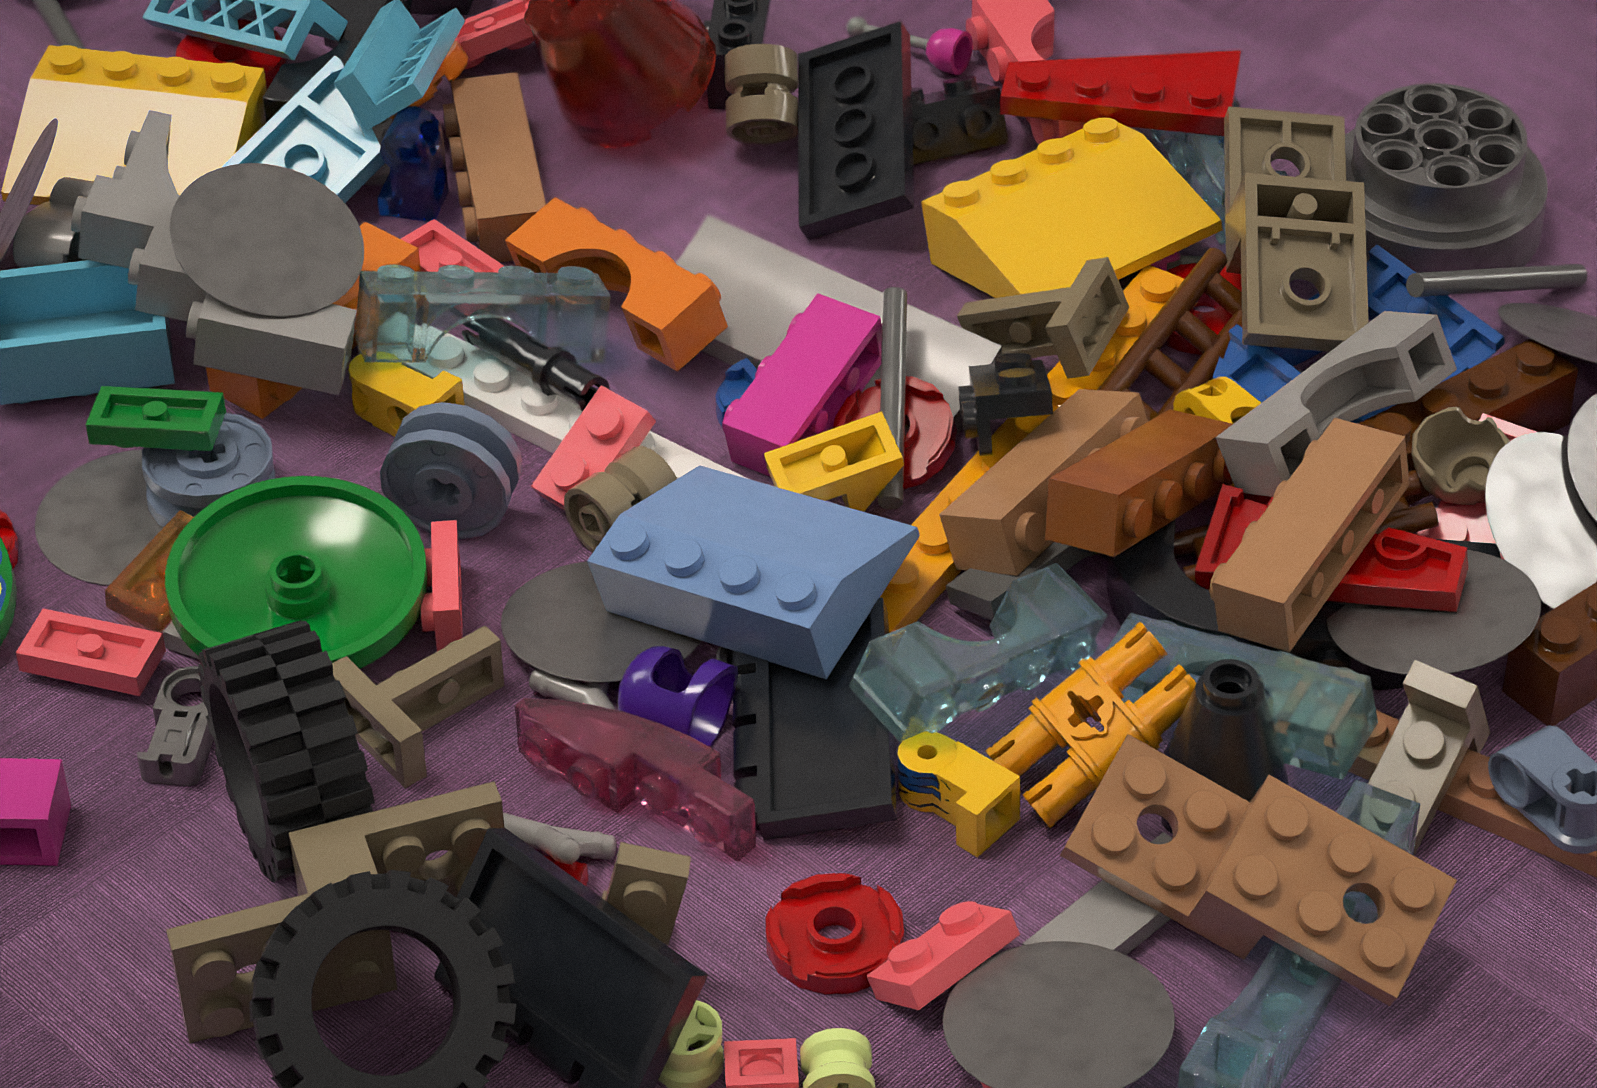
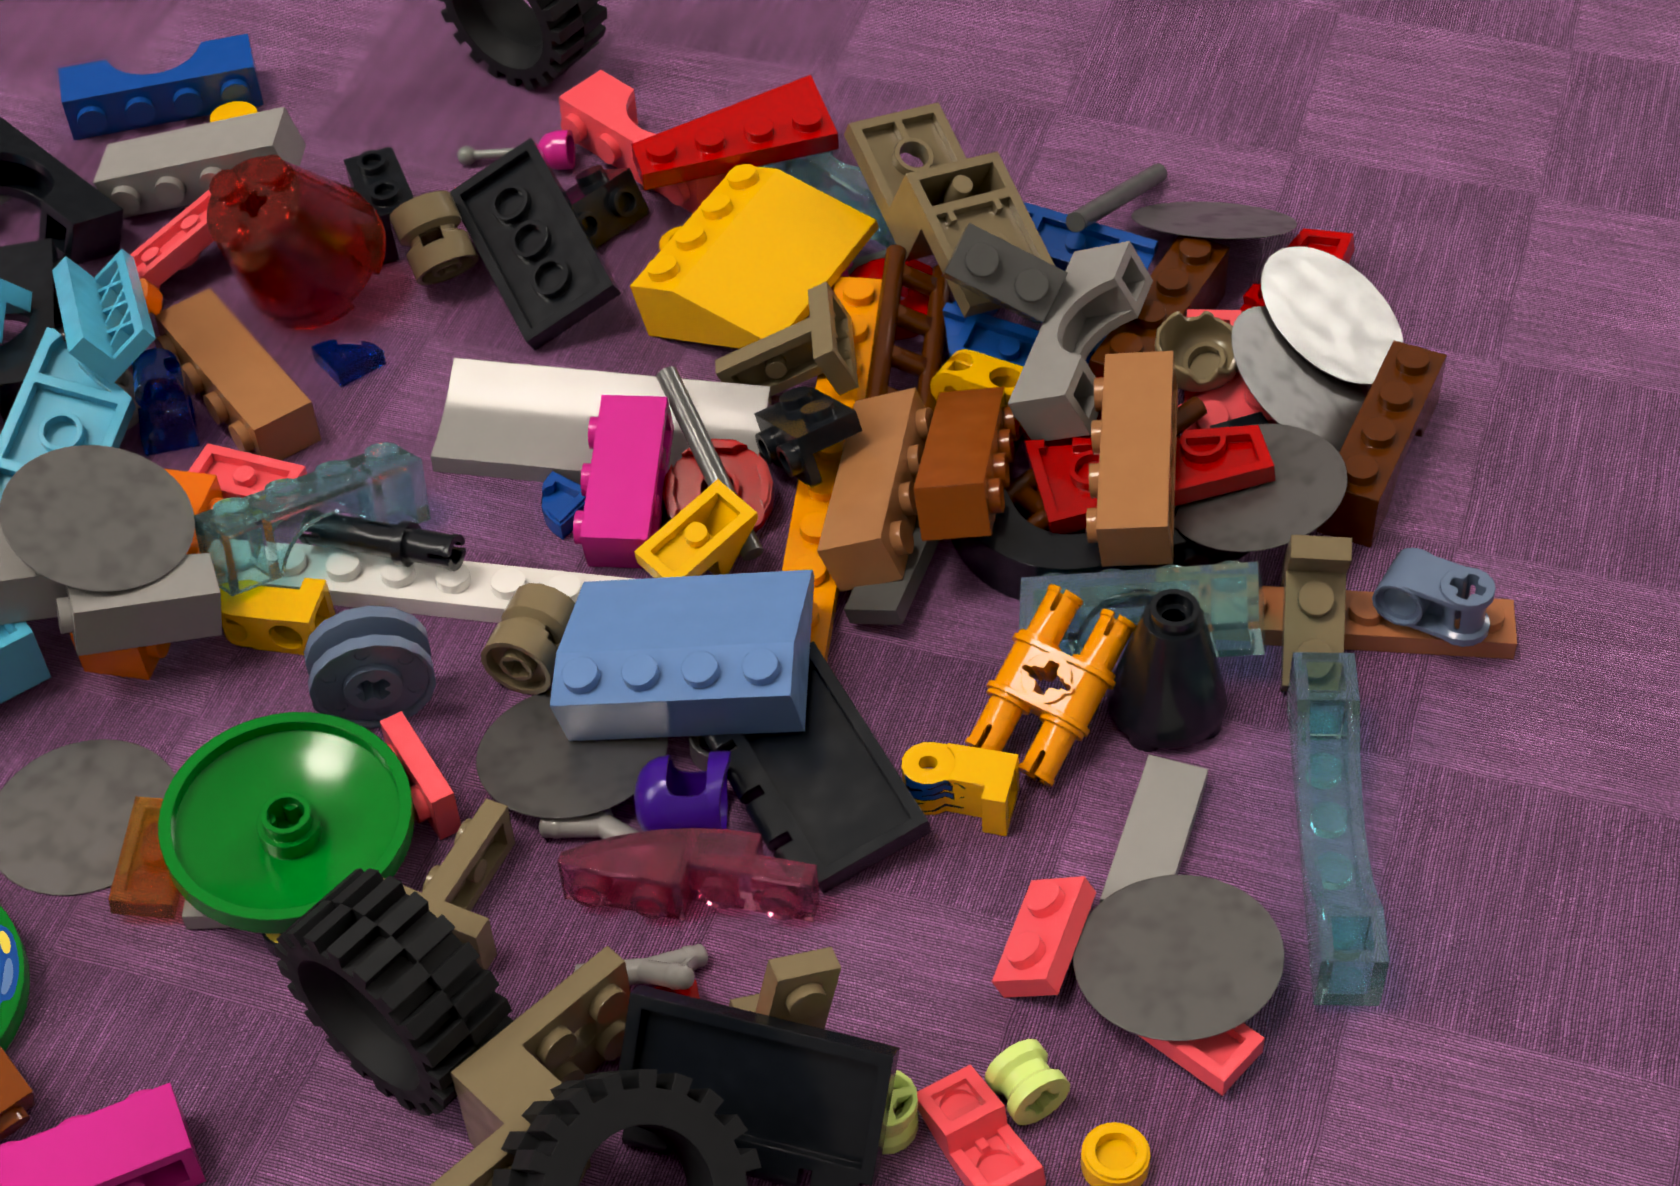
camera: 25 degrees left, 5 degrees up
(91, 652) = (124, 963): coral plate -> none
(156, 418) = (72, 720): green plate -> none
(180, 736) = (251, 1004): flat silver piece -> none
(197, 478) = (133, 746): sand blue wheel -> none
(598, 437) = (476, 600): coral plate -> none
(619, 189) = (347, 361): none -> clear blue tile
(665, 306) = (471, 450): orange arch -> none
(828, 963) = (945, 984): red tile -> none
(926, 679) = (899, 696): clear light blue arch -> none
(1260, 869) = (1261, 758): medium nougat bracket -> none
(1285, 304) = (1004, 274): none -> dark grey brick
(1447, 179) = (1039, 120): flat silver wheel -> none

